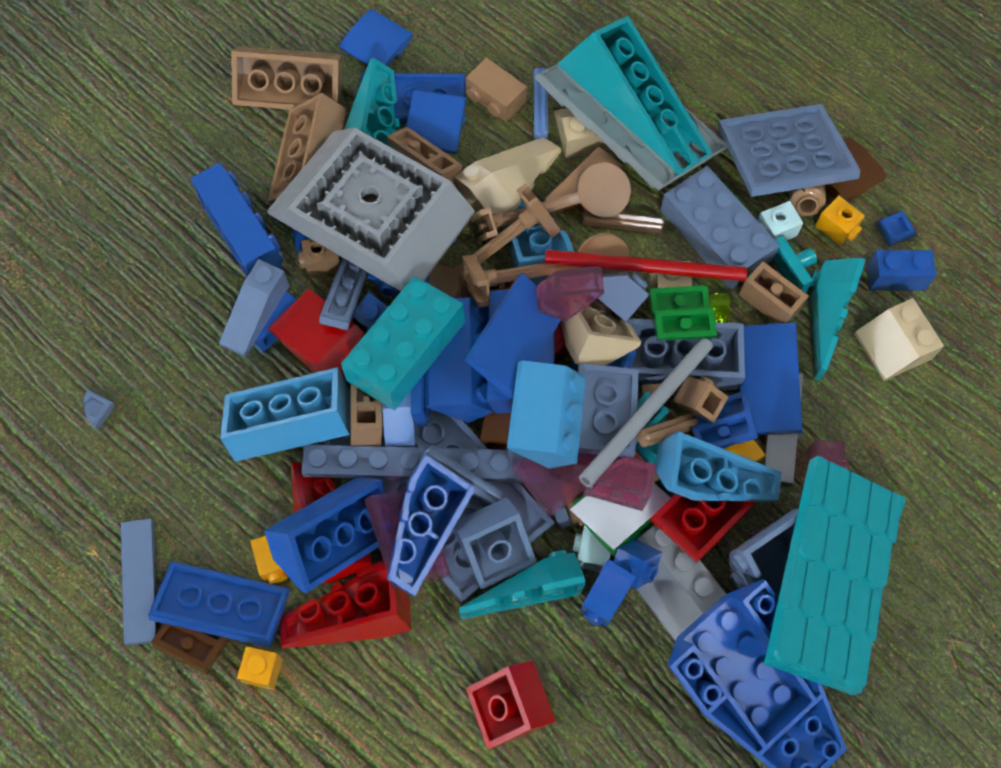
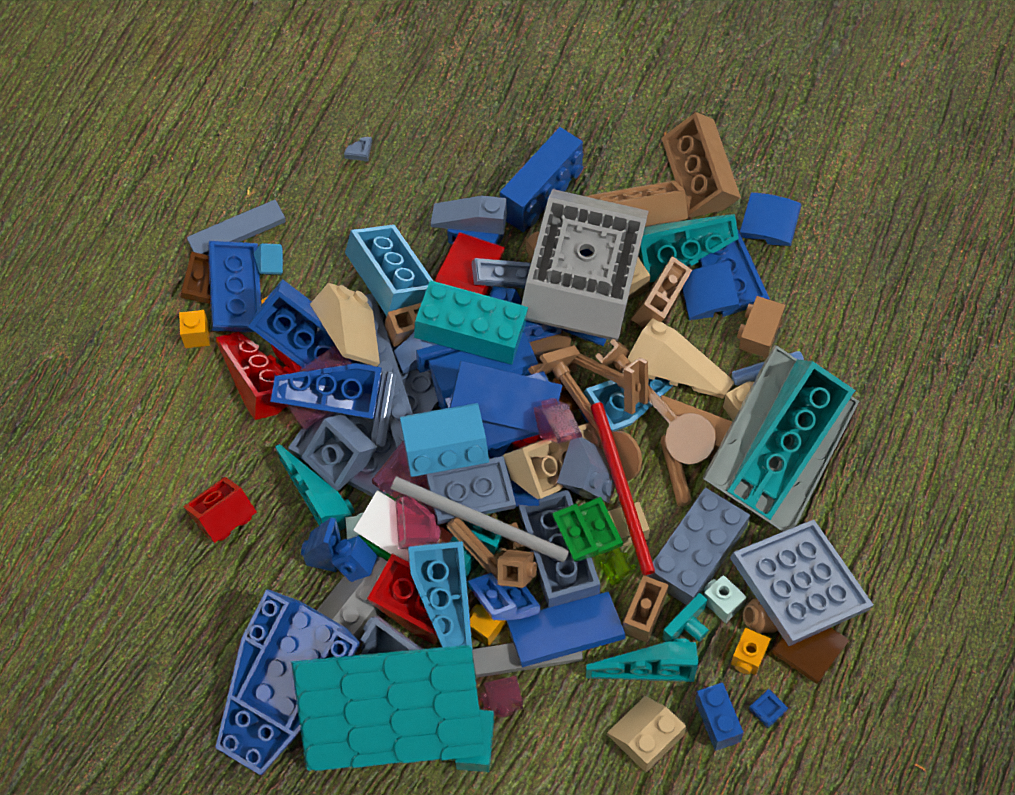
camera: 75 degrees right, 5 degrees down
(201, 552) = (269, 258): none -> dark azure slope
(344, 476) = (348, 322): none -> tan slope

